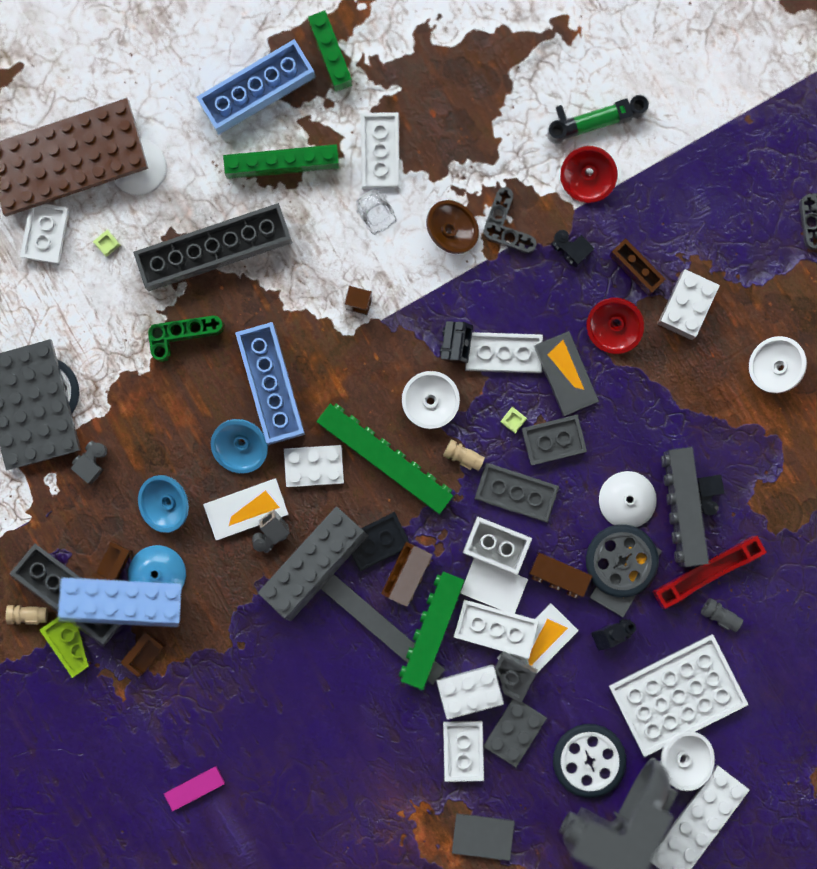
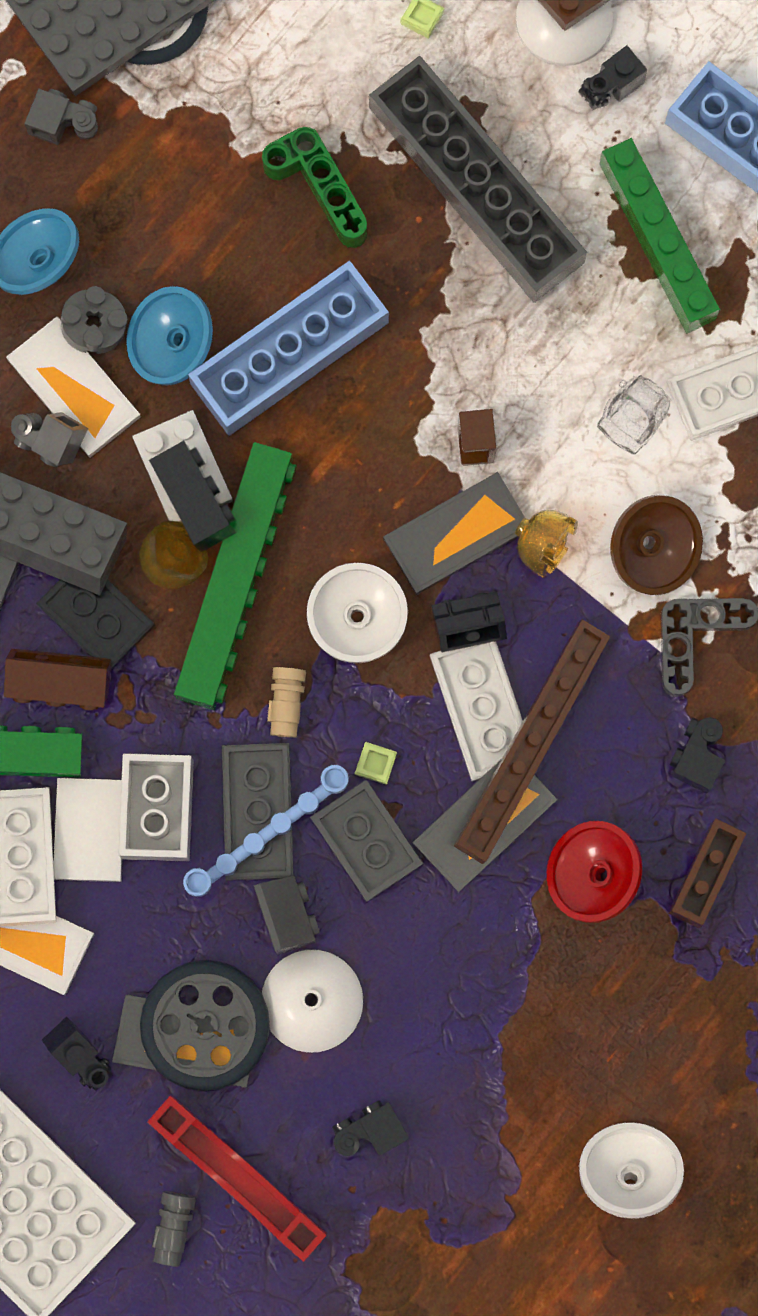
camera: 70 degrees right, 5 degrees down
(184, 152) = (617, 76): none -> black brick
(204, 479) = (96, 303): none -> dark grey plate
(335, 464) = (193, 495): none -> black brick
(363, 487) = (171, 557): none -> clear yellow cylinder
(404, 331) = (455, 533): none -> dark grey tile
(427, 285) = (544, 540): none -> clear yellow cylinder
(535, 332) = (531, 742): none -> reddish brown plate
(547, 536) = (199, 882): none -> light blue bar
(559, 575) = (144, 930): reddish brown brick -> none
(579, 496) = (285, 914): none -> dark grey slope
(685, 507) = (331, 1097): dark grey brick -> none
(688, 304) = (677, 983): white brick -> none

